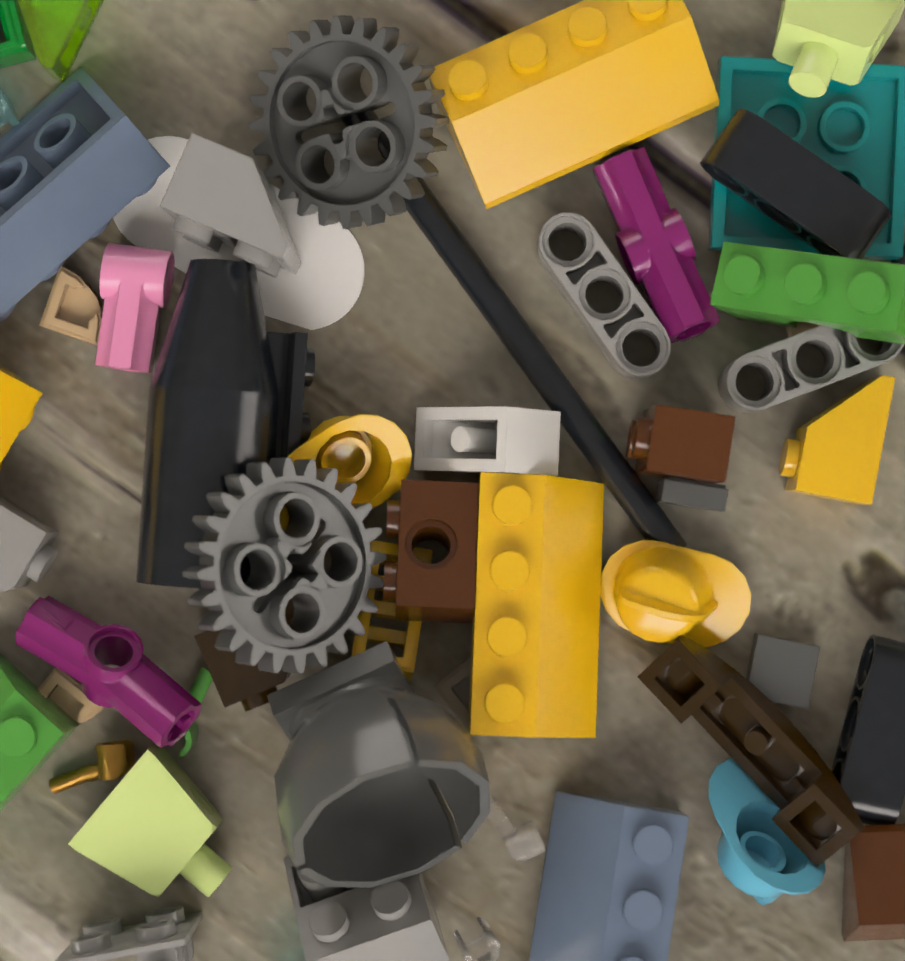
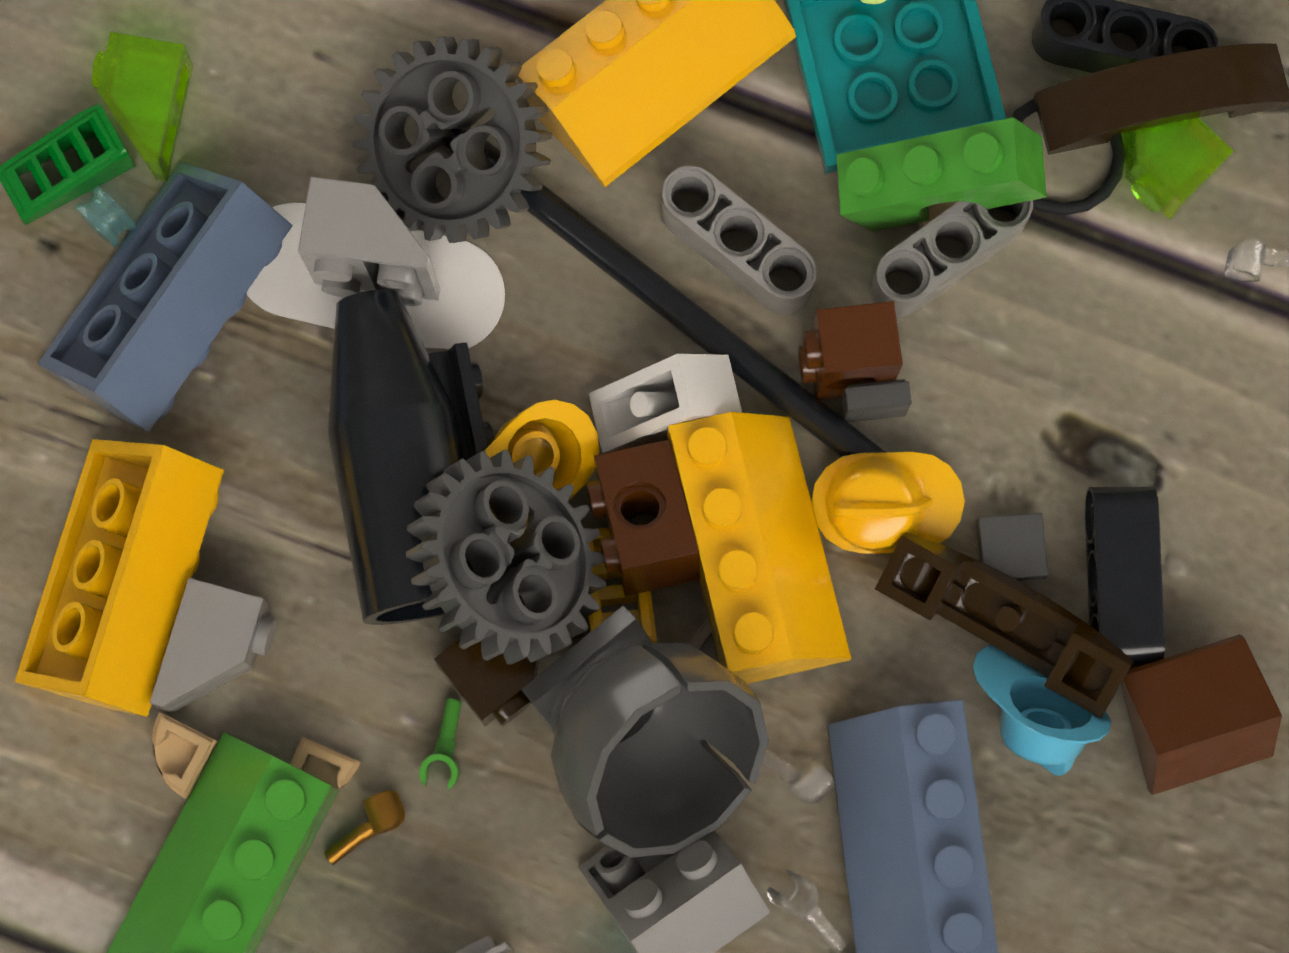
camera: 15 degrees left, 10 degrees down
(73, 308) = (232, 389): tan tile -> none
(134, 290) = (287, 353): bright pink piece -> none
(134, 688) = (358, 717): magenta piece -> none
(155, 829) = (443, 865): yellowish green torso -> none
(655, 245) = (773, 178): magenta piece -> none
(795, 187) = (886, 86): black beam -> none
(841, 447) = (1004, 320): yellow slope -> none

